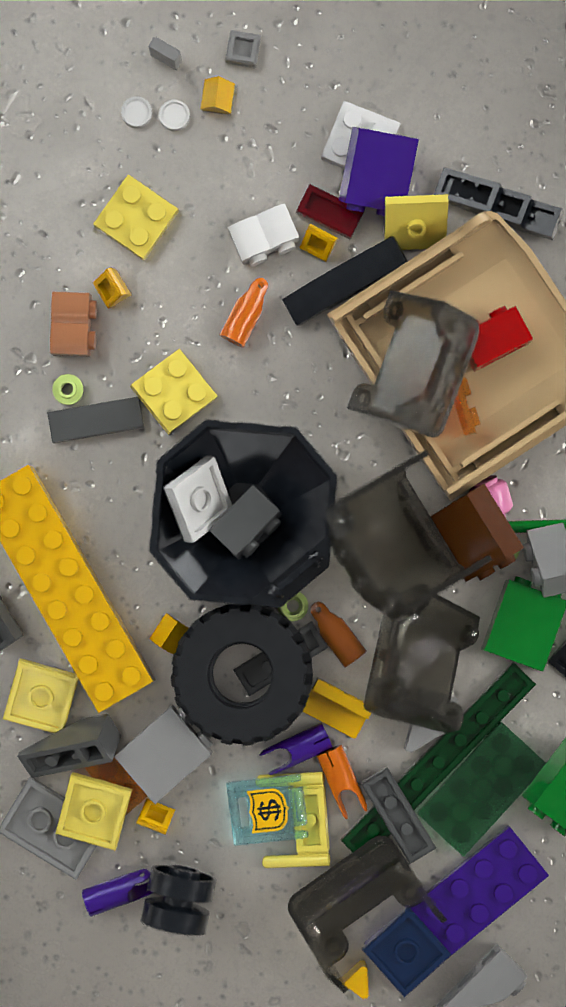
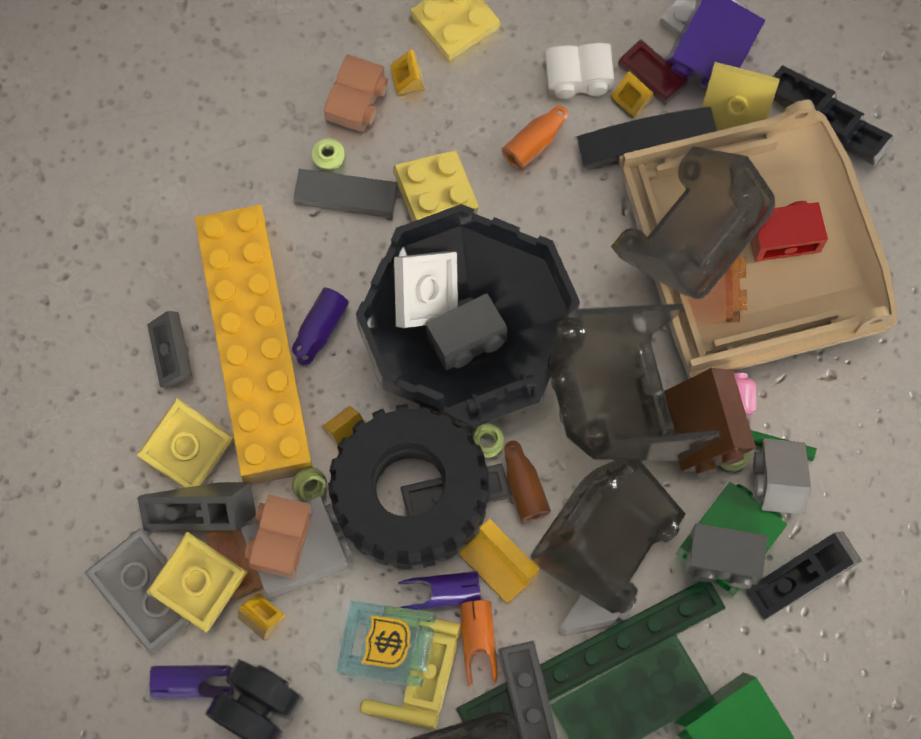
camera: 15 degrees right, 15 degrees down
(115, 552) = (319, 324): none -> dark purple piece
(150, 757) = (279, 537): none -> nougat brick
(157, 695) = (312, 491): none -> yellowish green plate
(525, 649) = (726, 555): none -> dark grey brick

